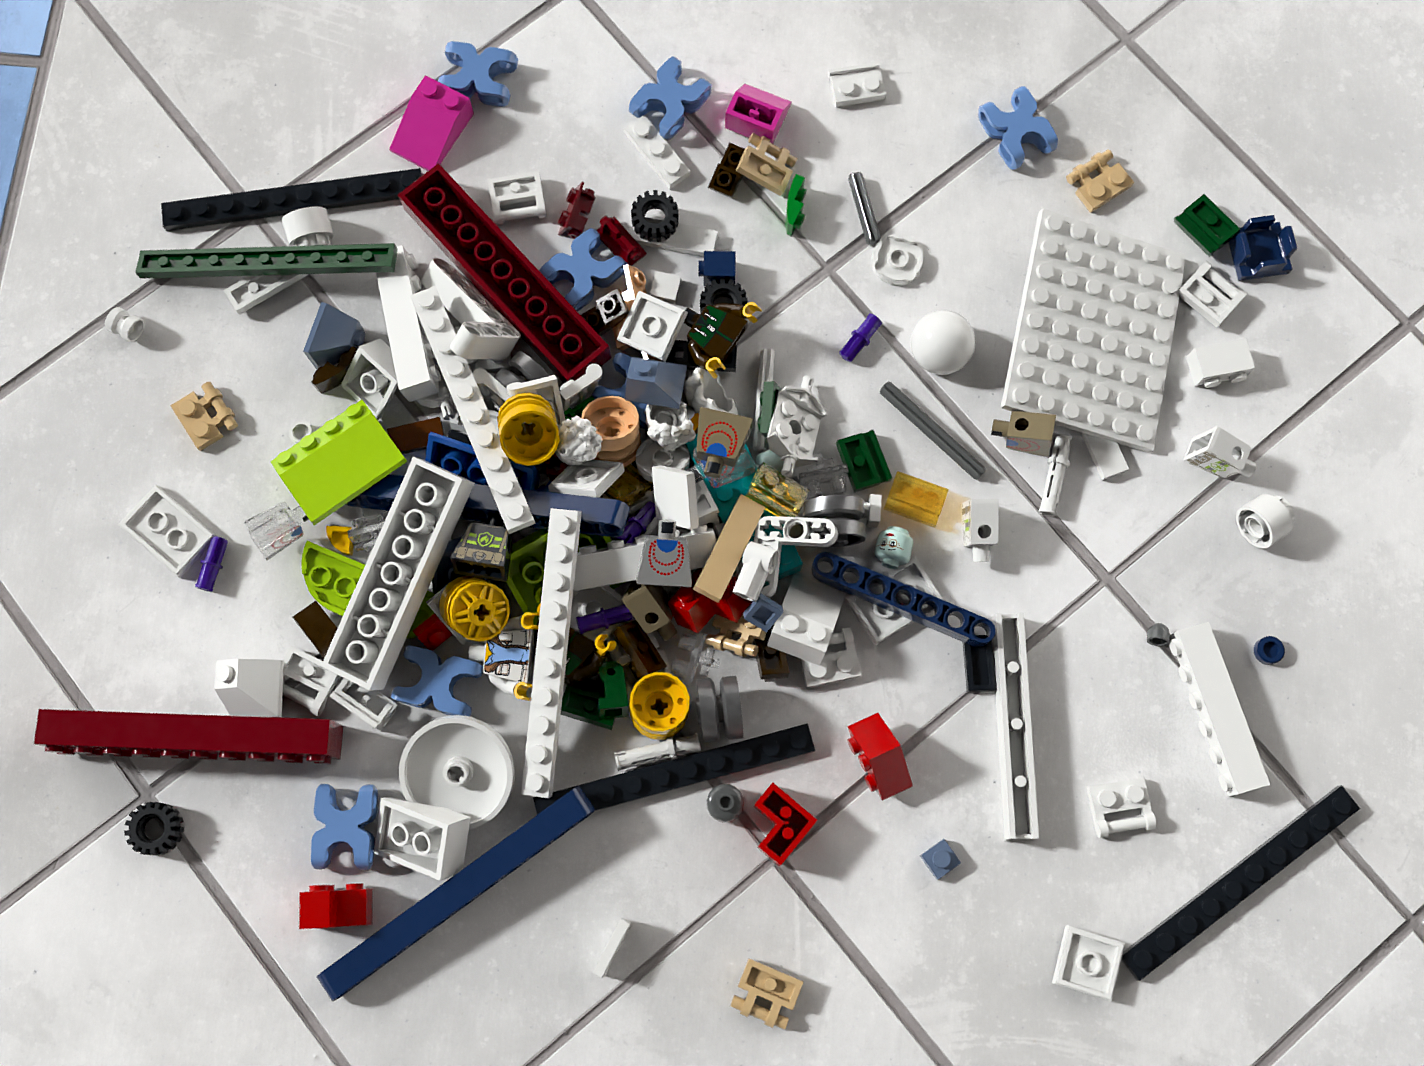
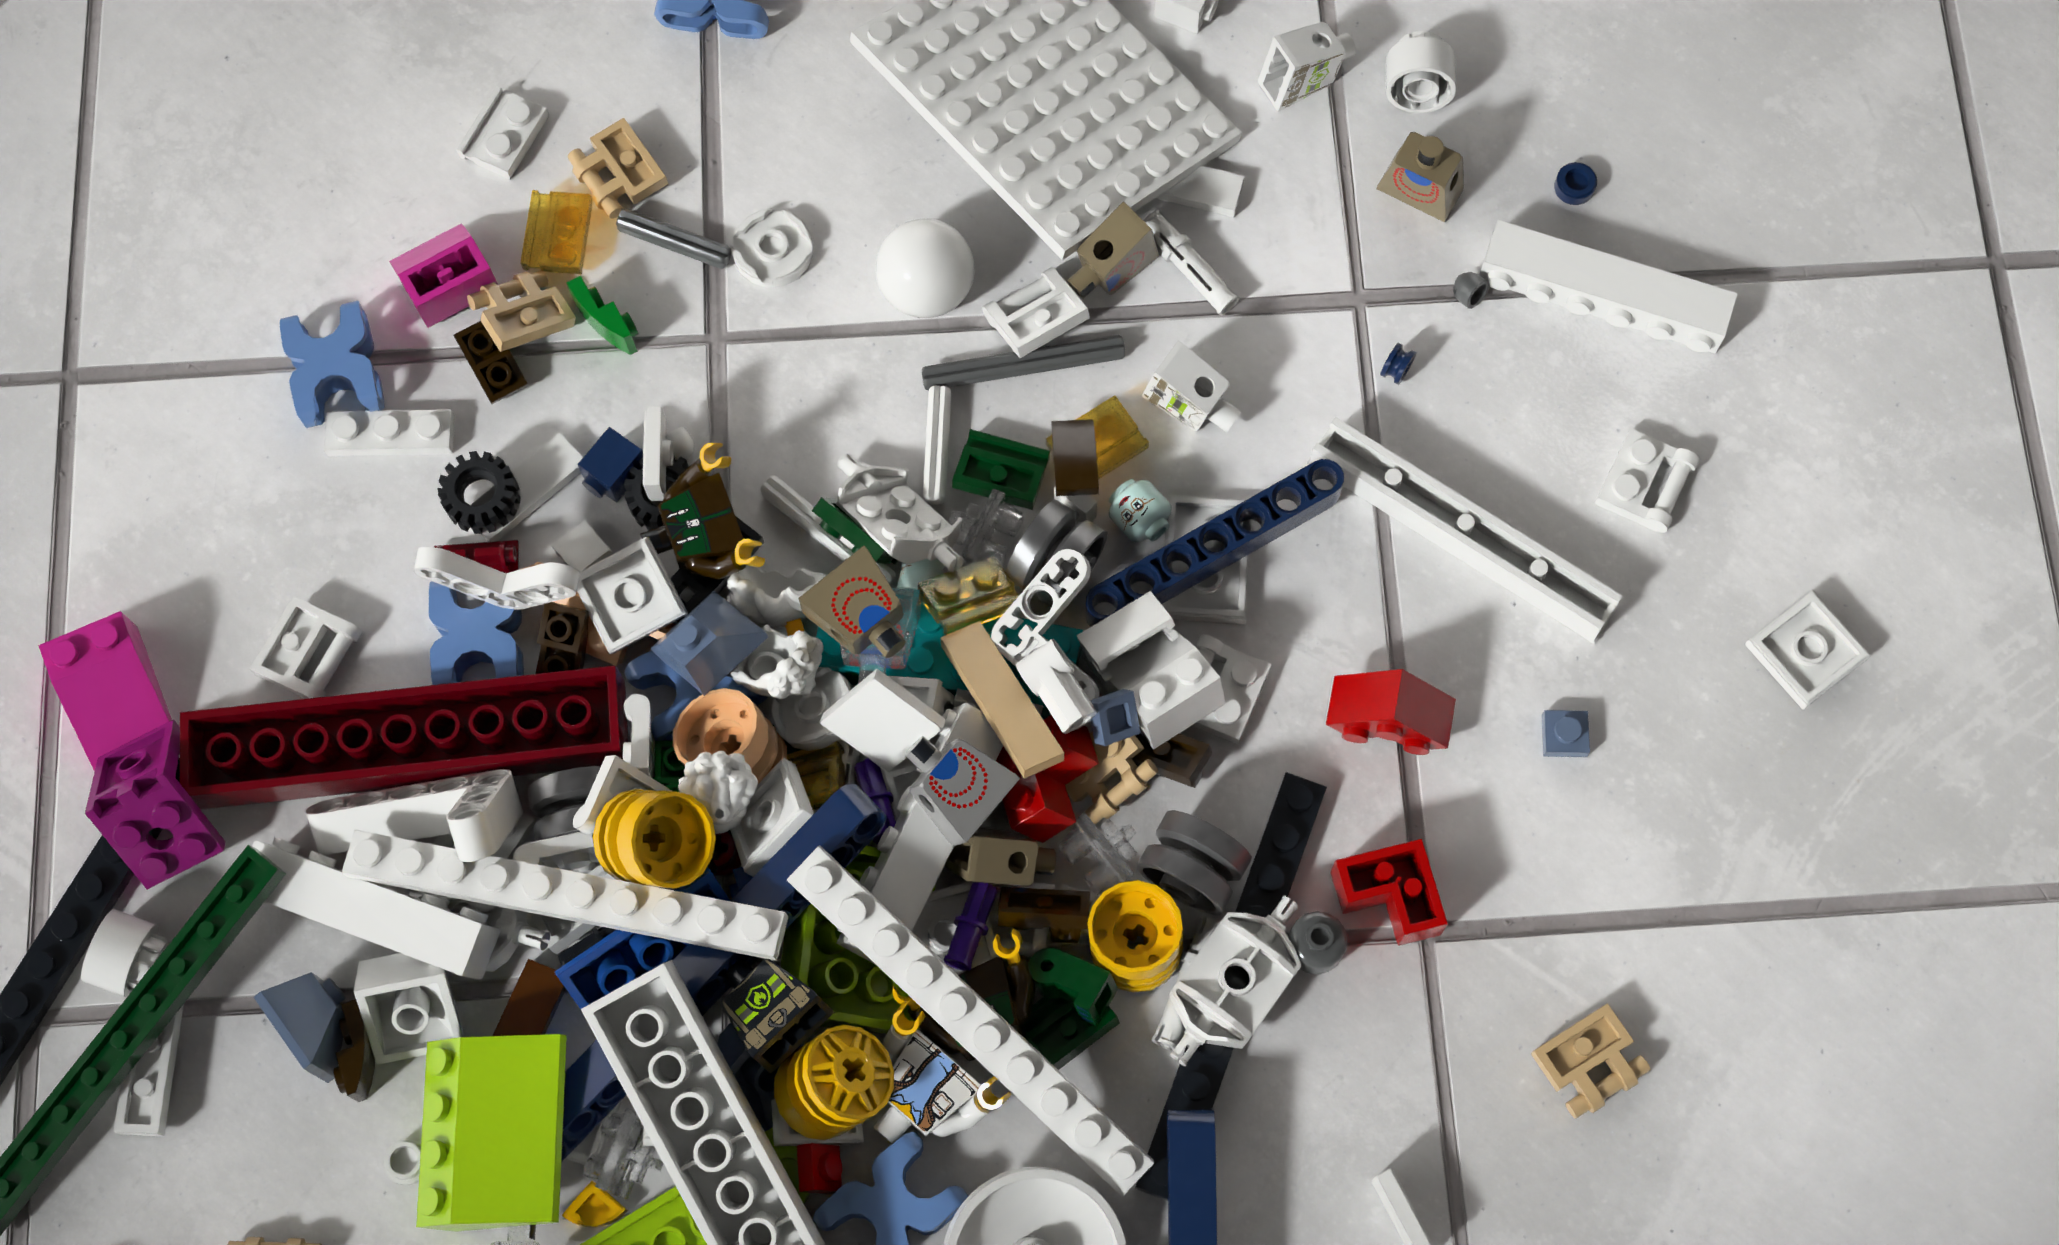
camera: 50 degrees left, 5 degrees down
(383, 176) = (139, 792): none -> magenta bracket
(479, 72) = (88, 577): medium blue piece -> none
(579, 201) = (376, 574): dark red hinge -> none
(612, 268) = (509, 590): none -> white beam
(649, 778) = (1227, 1015): none -> white plate
(737, 283) = (656, 453): none -> white plate
(754, 292) = (682, 443): none -> white hinge
(816, 586) = (1125, 632): none -> white hinge
(822, 150) = (557, 232): none -> clear yellow plate
(853, 419) = (937, 445): none -> white axle
(860, 337) = (839, 361): dark purple axle -> none
(888, 154) = (627, 160): none -> tan plate
(894, 492) = (1075, 457): none -> dark brown slope
(962, 421) = (1042, 318): none -> white plate
(979, 667) = (1361, 520): black tile -> none
(1083, 625) = (1398, 363): none -> dark blue bush
(1204, 565) = (1425, 176): none -> dark tan torso
(1239, 882) = (1826, 417): black plate -> none

